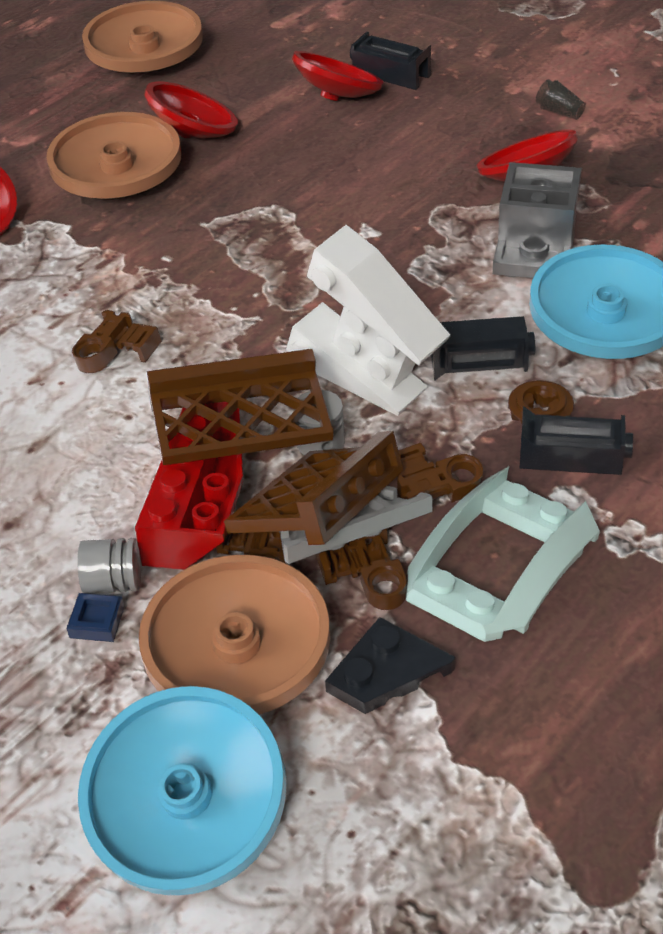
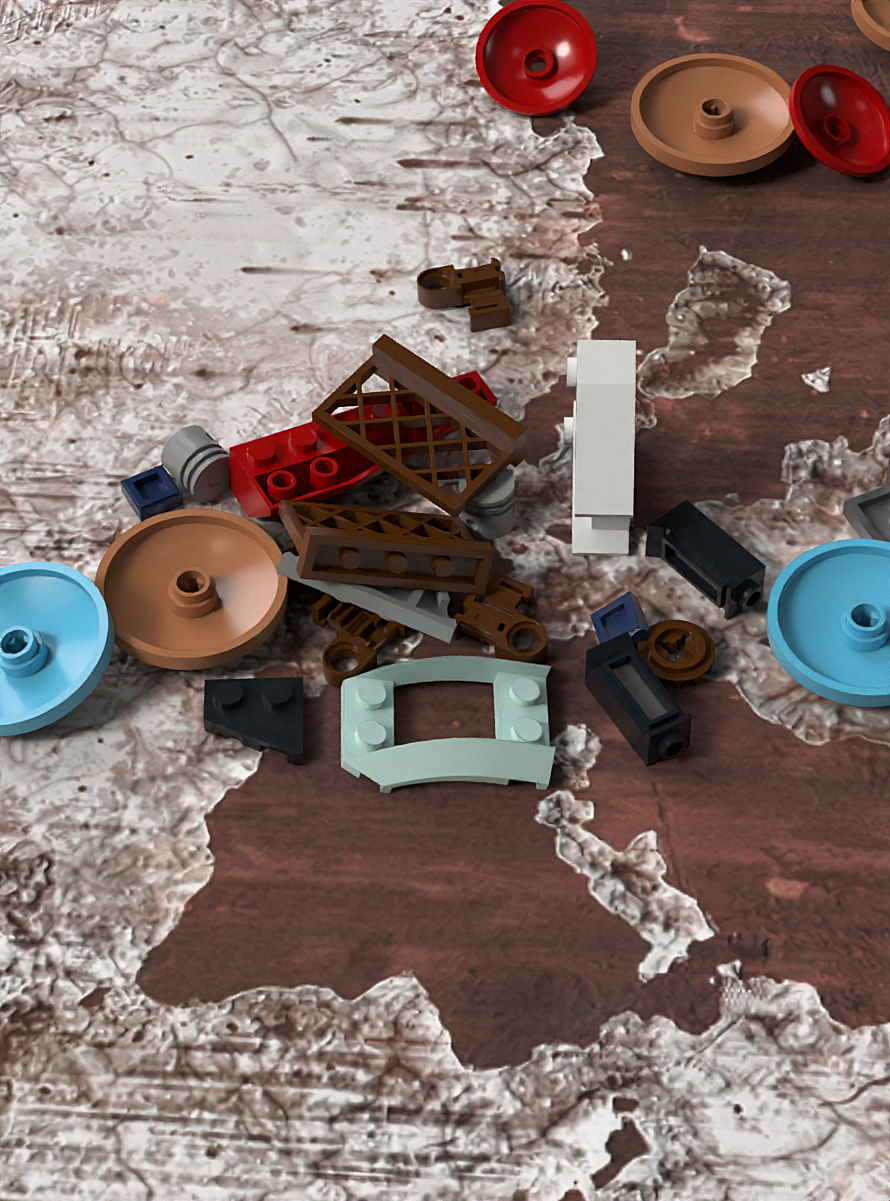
camera: 50 degrees right, 5 degrees up
(494, 417) = (620, 617): none -> dark blue tile

